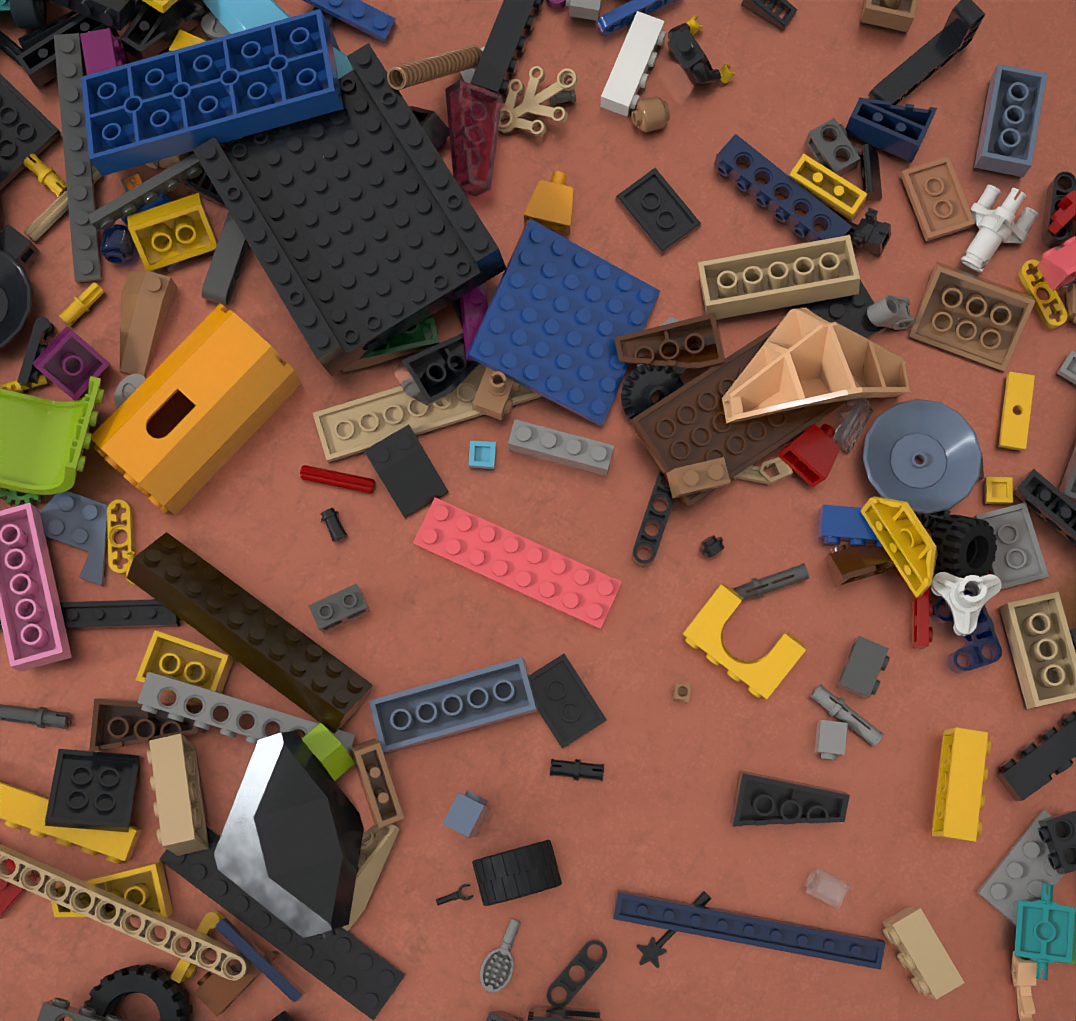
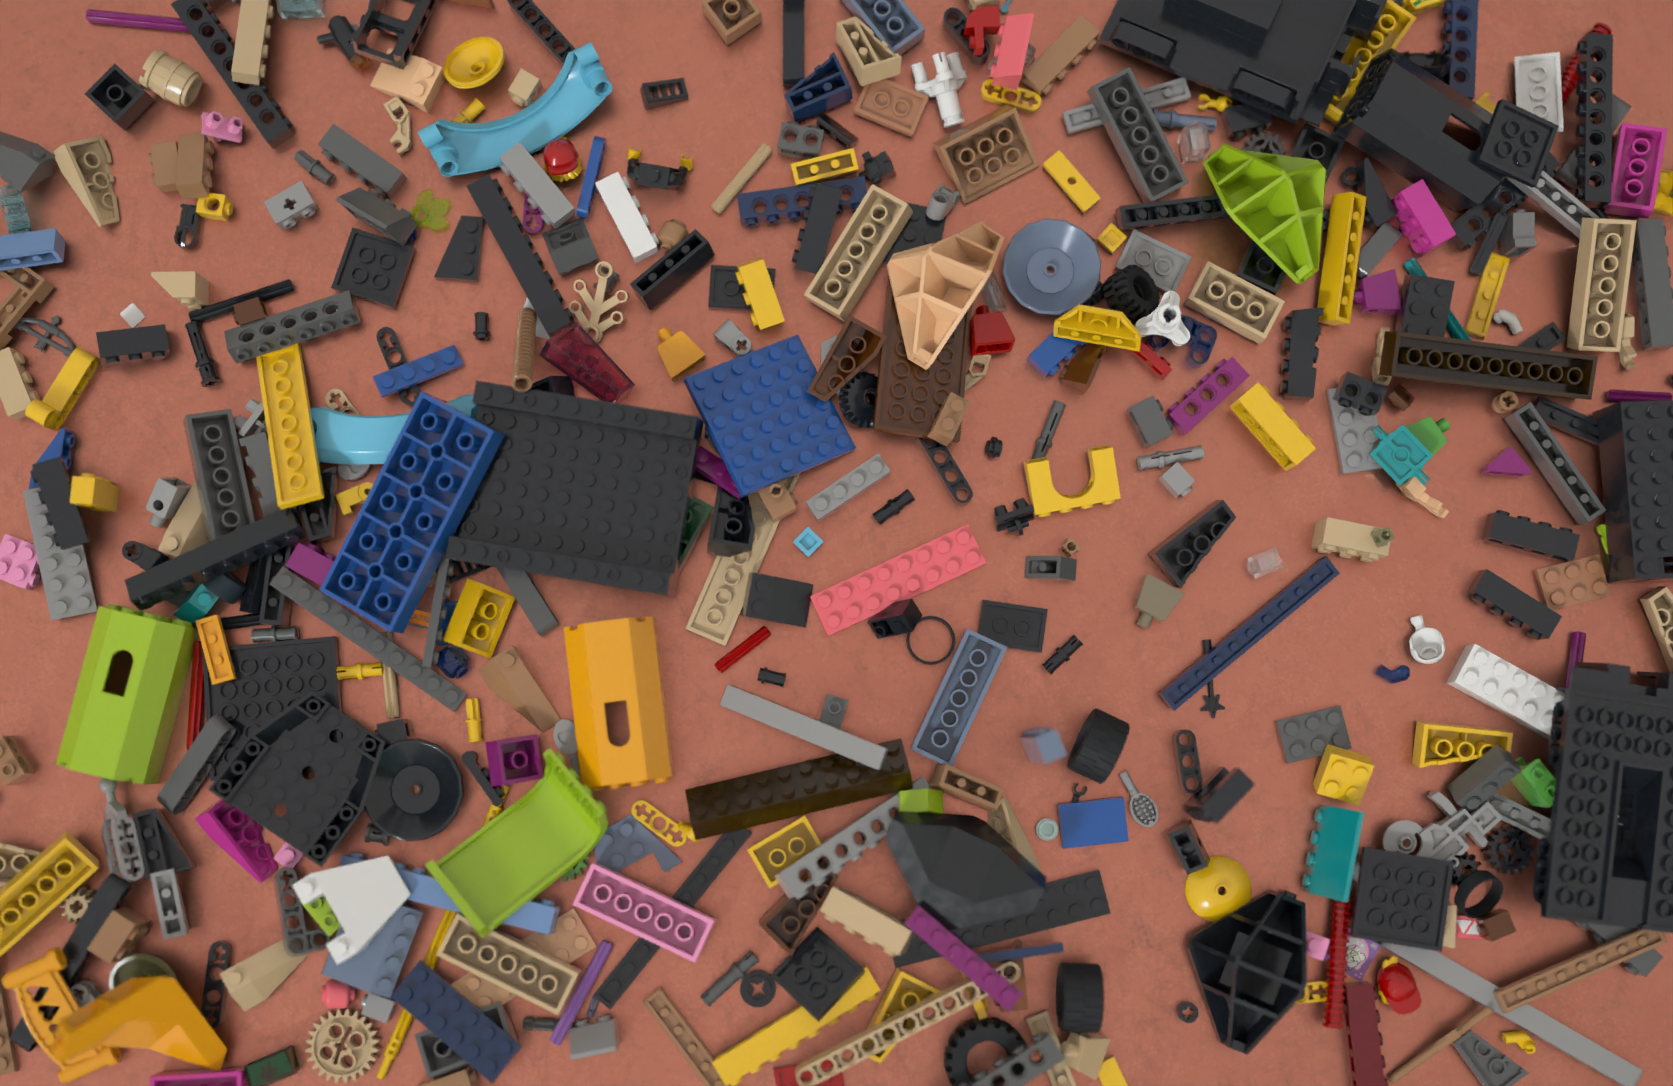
camera: 60 degrees left, 5 degrees up
(21, 82) = (274, 634): none -> dark grey pin
(31, 740) = (747, 989): none -> black gear
(209, 911) = (963, 958): none -> magenta plate
(309, 589) = (804, 727): none -> light grey tile
(402, 893) = (1047, 829): none -> light aqua plate
(430, 27) = (481, 326): none -> black pin
(444, 931) = (1092, 822): none -> blue tile
(477, 613) = (952, 646): none -> black tyre
(478, 589) = (896, 619): none -> black slope
(564, 39) = (570, 246): none -> dark grey slope
(579, 503) = (893, 506): none -> black pin
(607, 238) = (731, 337): none -> light grey piece
(621, 137) = (672, 269): none -> black brick
(647, 691) = (1051, 568): none -> dark grey slope
(663, 620) = (1015, 519): none -> black hips
(665, 224) = (759, 293): none -> yellow wedge
(701, 814) = (1155, 600): none -> dark tan torso
(755, 129) = (741, 178): none -> tan axle
(770, 223) = (817, 228): none -> black brick
(947, 977) = (1380, 537): none -> olive piece
(961, 136) = (865, 53): none -> tan wedge
(977, 700) = (1234, 376): none -> magenta brick

